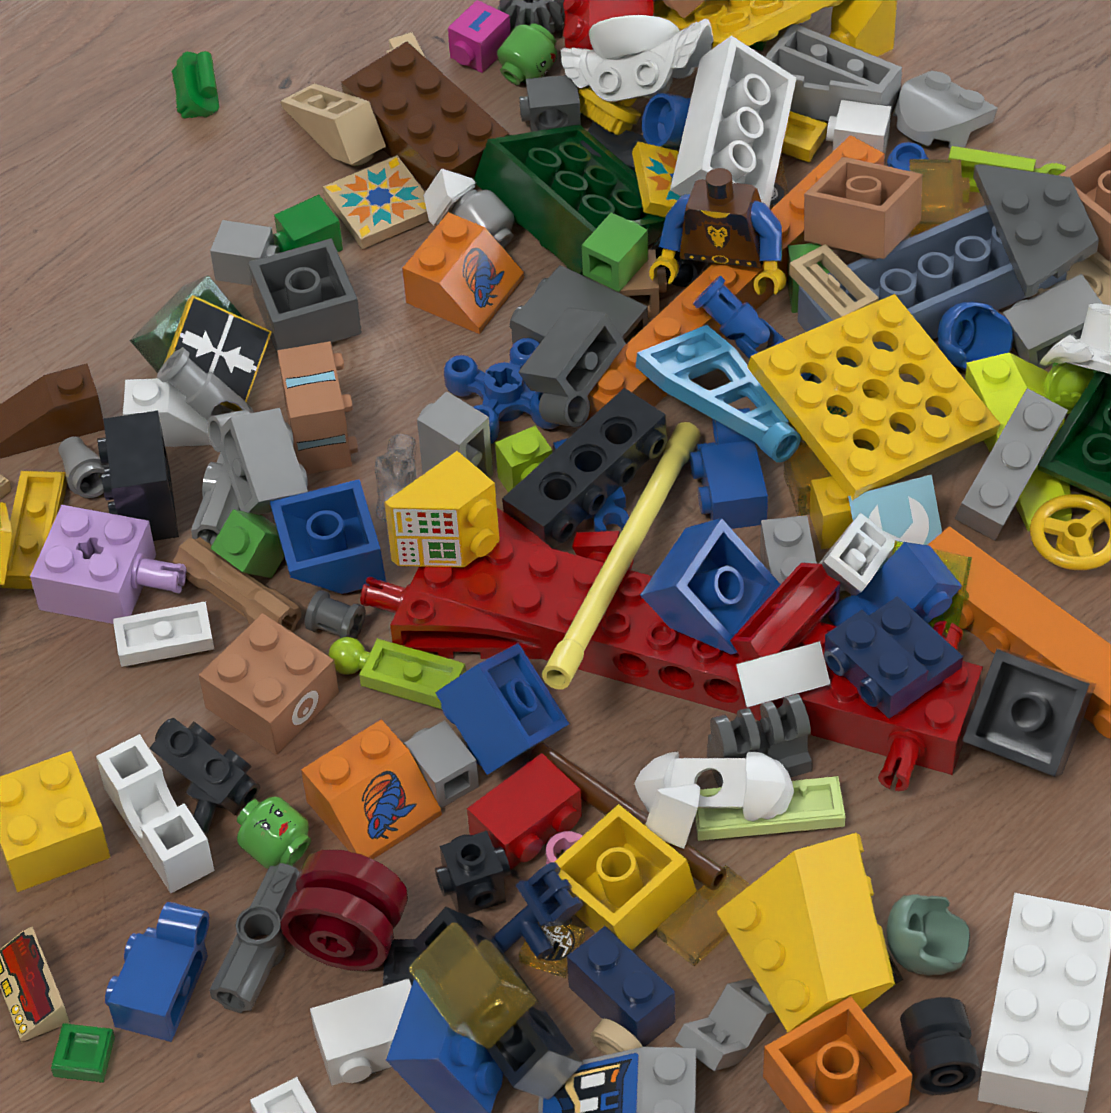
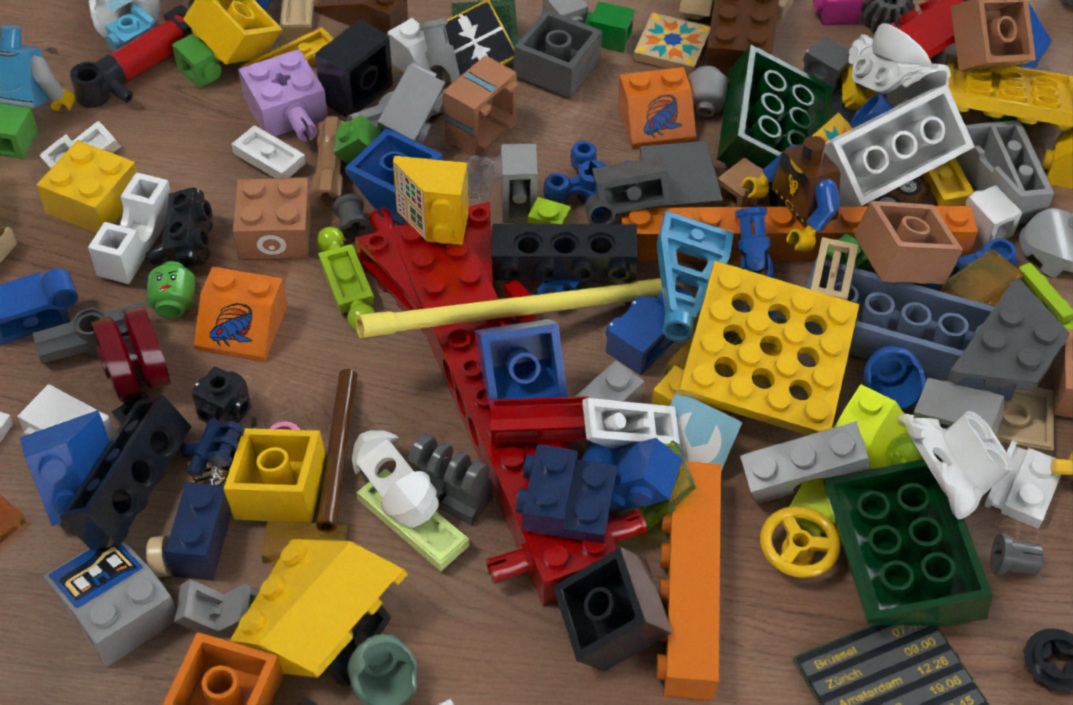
camera: 45 degrees right, 0 degrees up
(444, 193) = (703, 57): white slope -> none
(444, 762) = (290, 333): light grey brick -> none
(471, 986) = (77, 440): clear yellow piece -> none
(501, 708) = (333, 334): blue slope -> none
(527, 53) = (849, 26): bright green head -> none
(527, 810) = (292, 395): red brick -> none
(615, 252) = (737, 154): bright green brick -> none
(674, 813) = (343, 466): white slope -> none
(783, 674) = (491, 445): white sticker -> none

